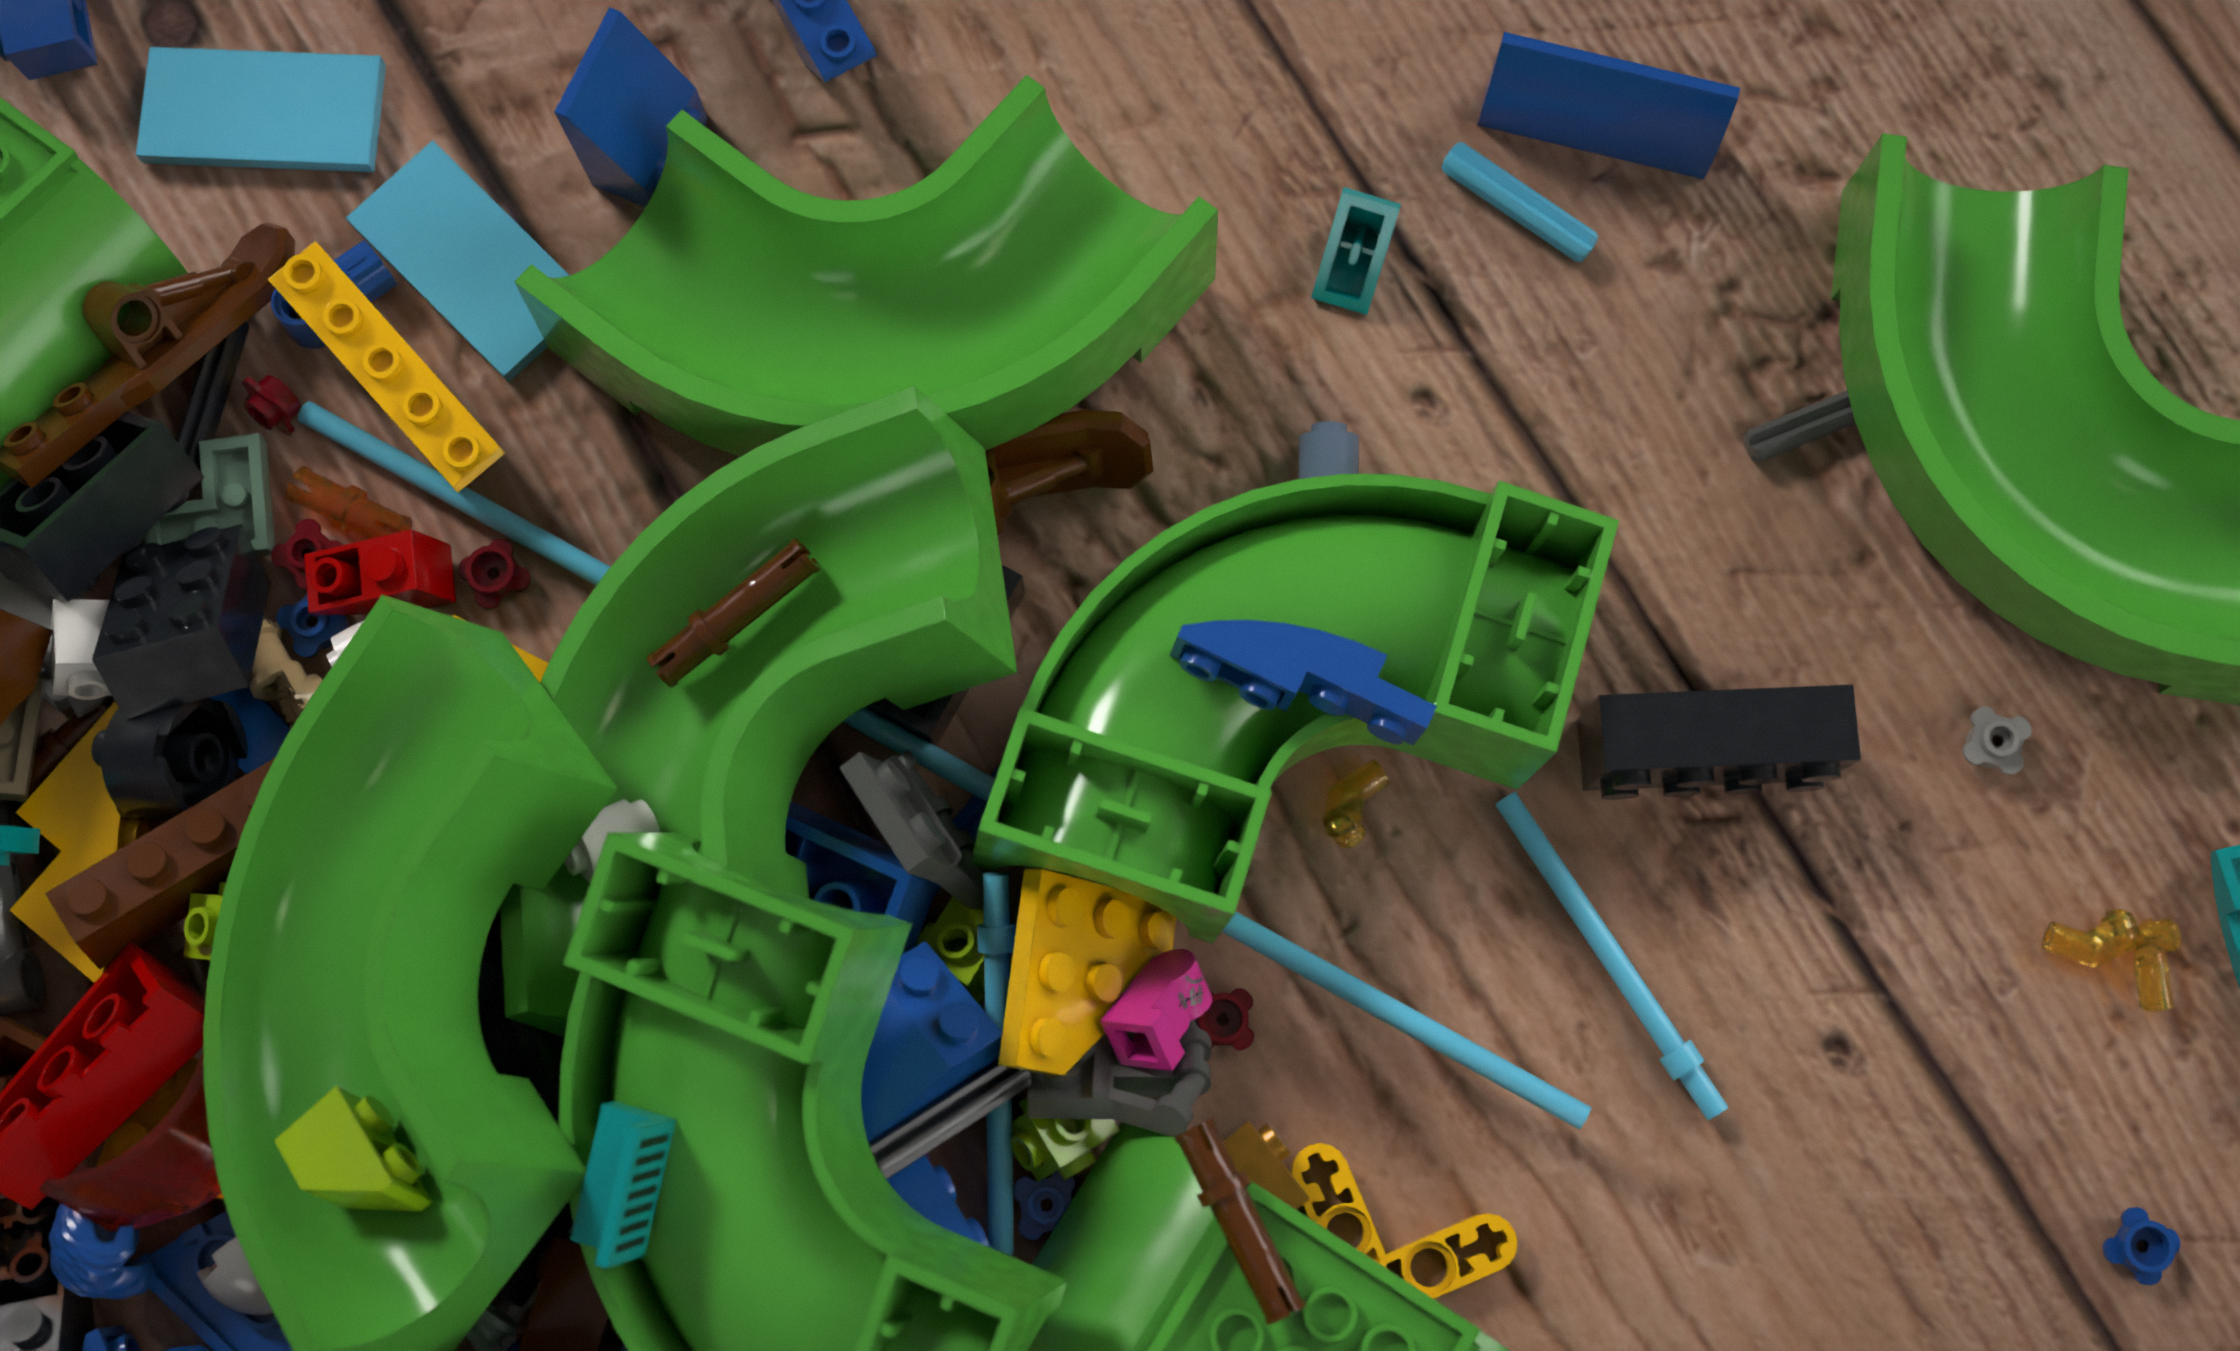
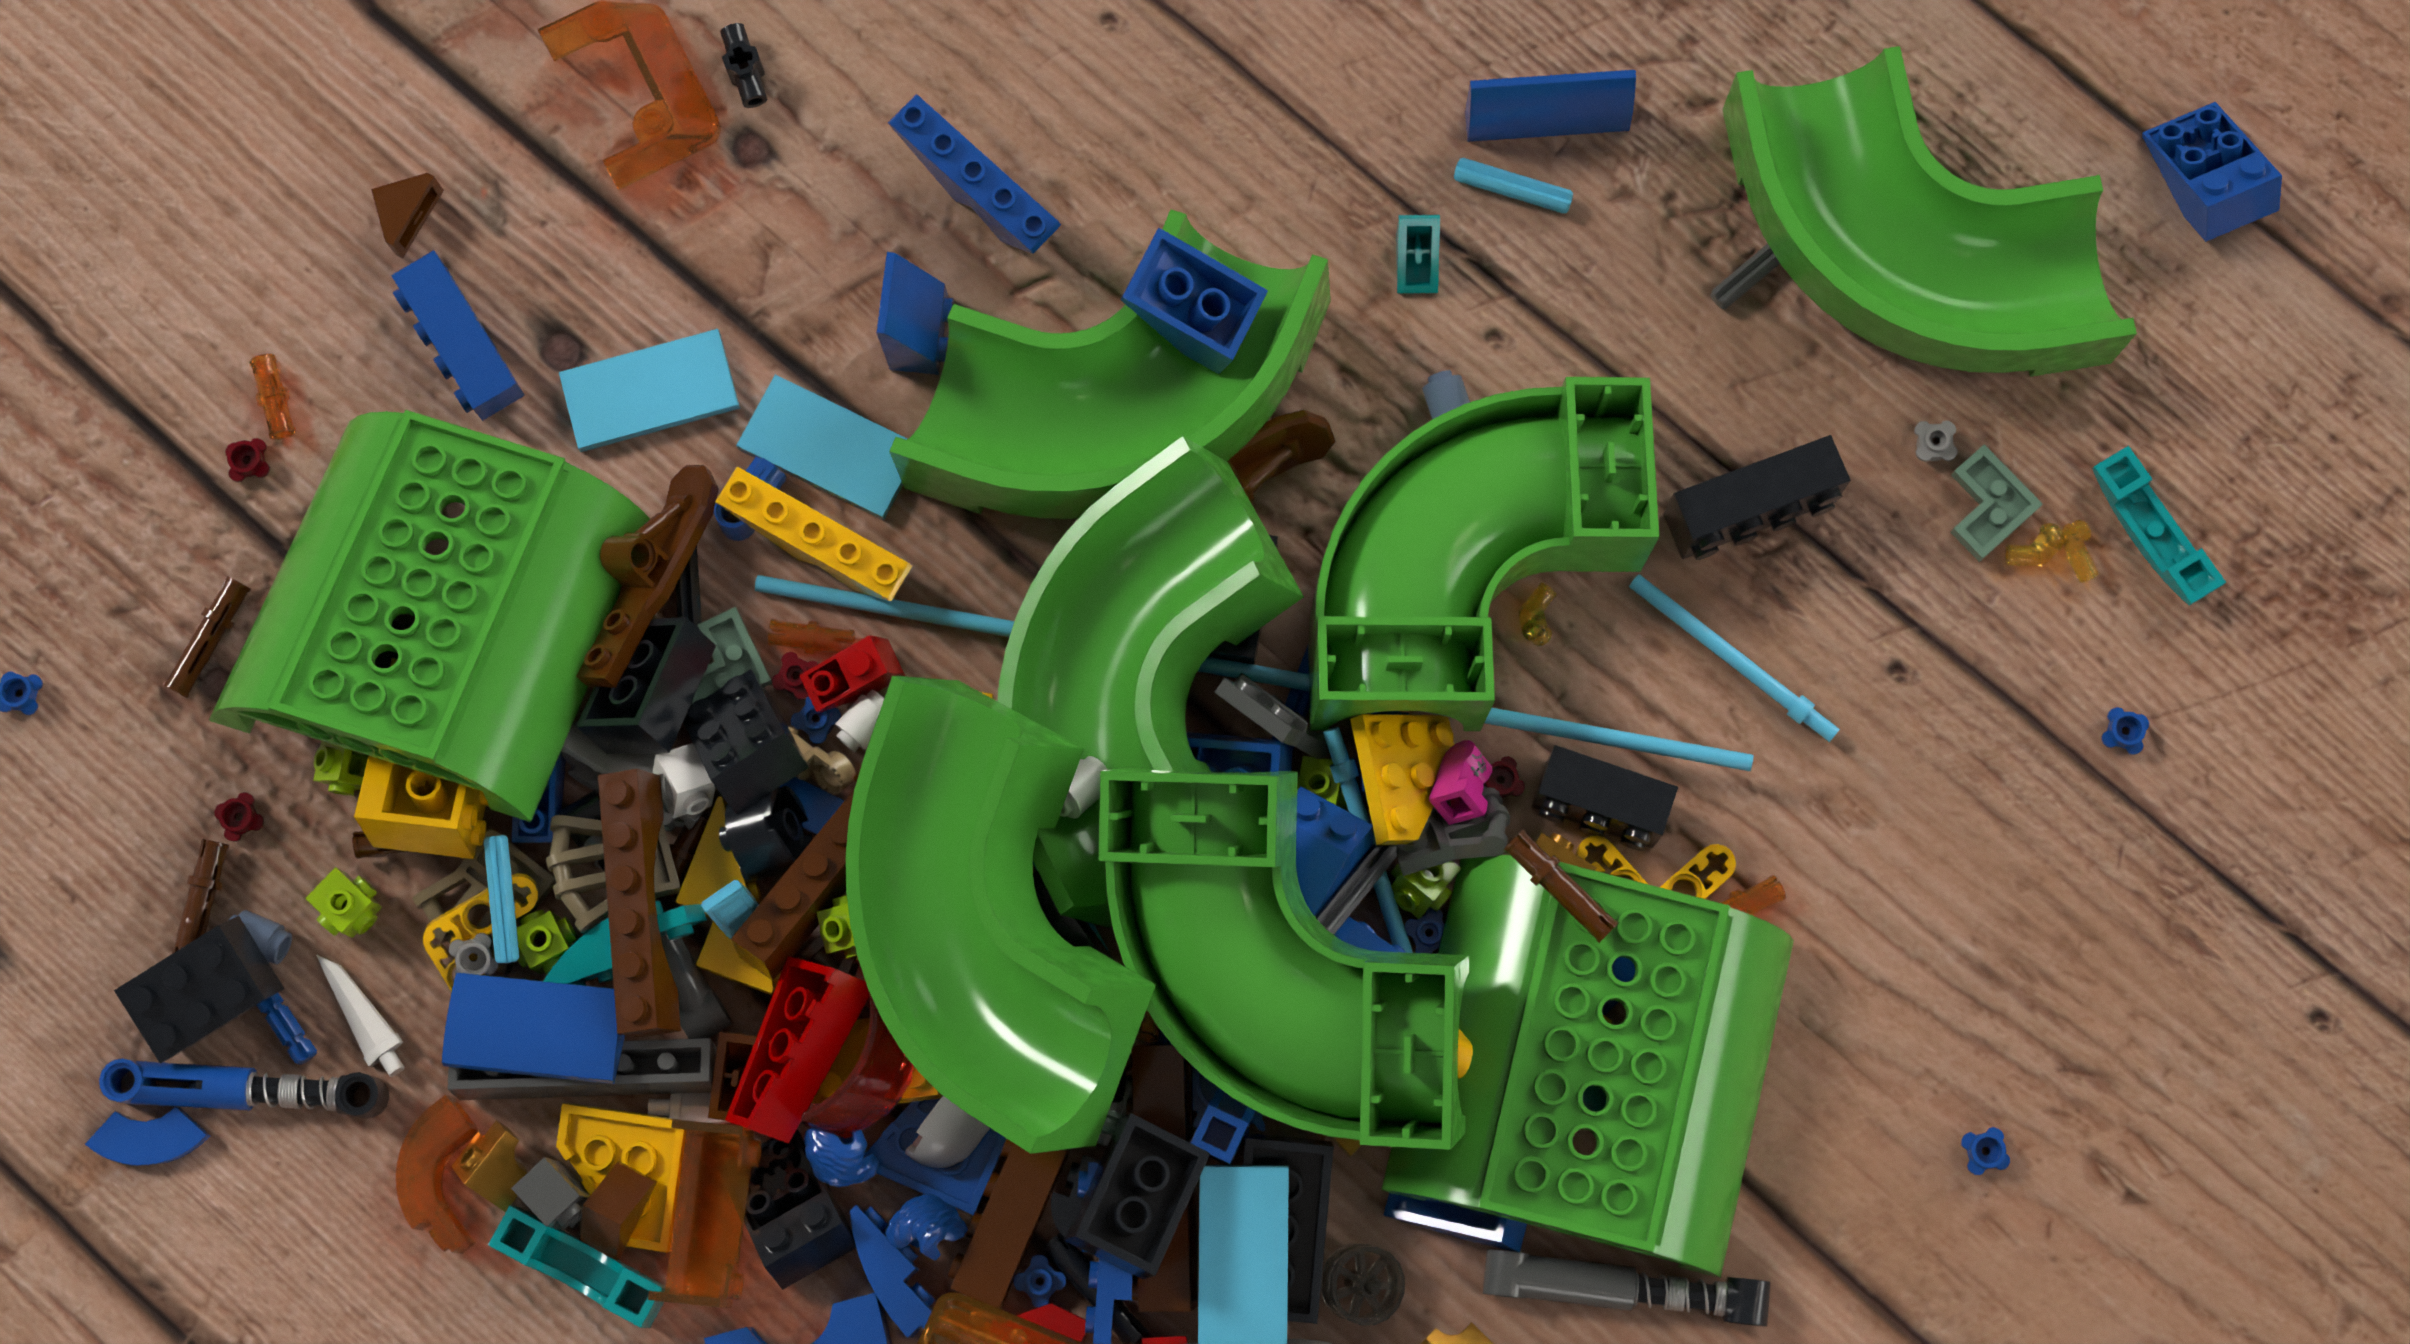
camera: 15 degrees left, 0 degrees up
(65, 844) = (730, 907): none -> medium azure slope
(271, 403) = (734, 584): dark red plate -> none
(351, 1157) = (1000, 1031): lime slope -> none
(494, 556) = (911, 648): dark red plate -> none
(622, 1182) = (1178, 981): teal panel -> none
(713, 629) = (1106, 619): reddish brown pin -> none
(1010, 206) = (1193, 300): none -> blue slope
(1279, 659) = (1469, 534): blue slope -> none
(1357, 1100) = (1604, 798): none -> black brick
(1518, 1314) = (1757, 897): none -> clear orange pin
(2065, 856) = (2001, 500): none -> sand green plate

